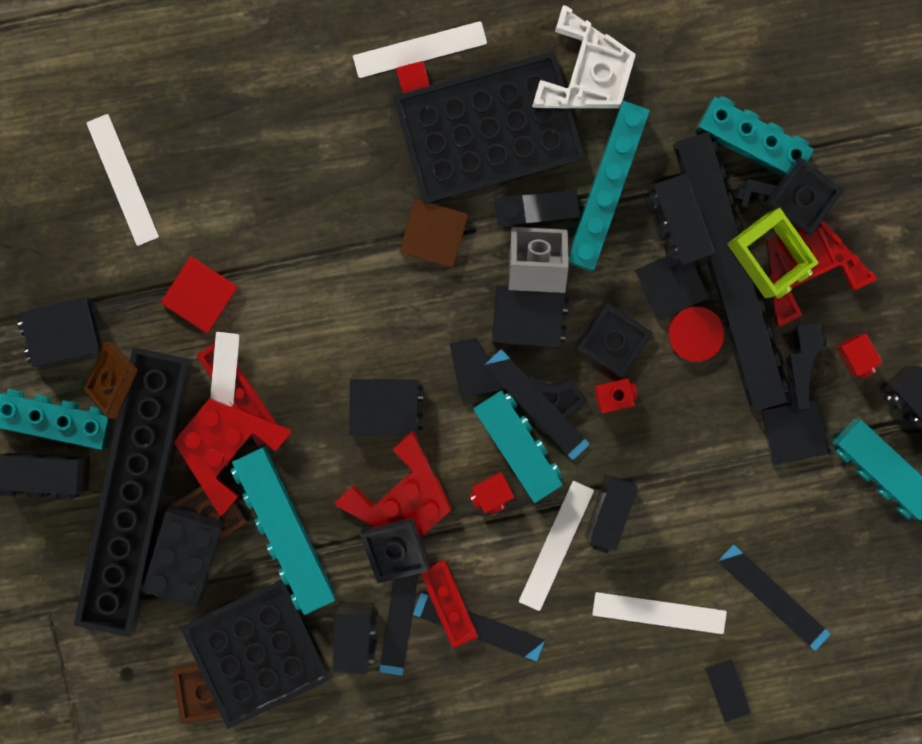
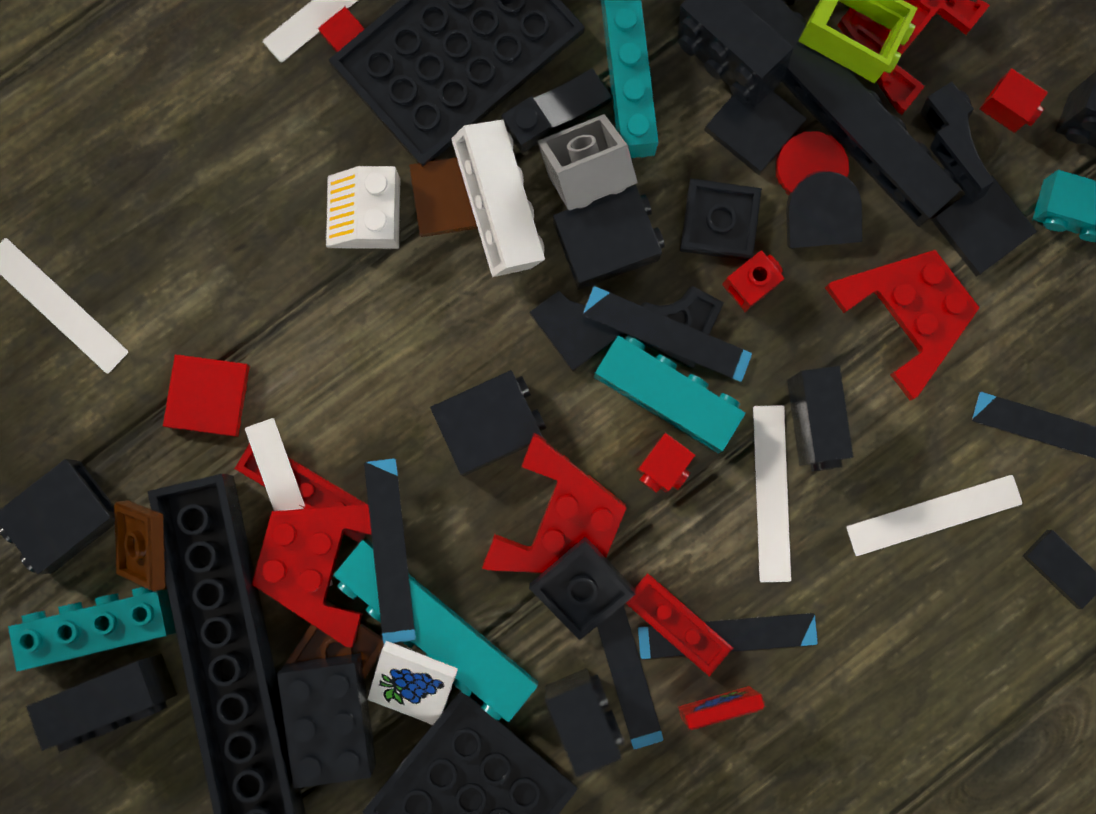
camera: 20 degrees left, 5 degrees down
(251, 559) = (411, 683): none -> white tile
(277, 463) = (389, 551): none -> black sticker
(367, 215) = (364, 208): none -> white slope
(449, 672) = (721, 707): none -> red tile
(465, 254) = (498, 197): none -> white brick
(687, 370) = (824, 211): none -> black tile
(726, 467) = (923, 301): none -> red wing

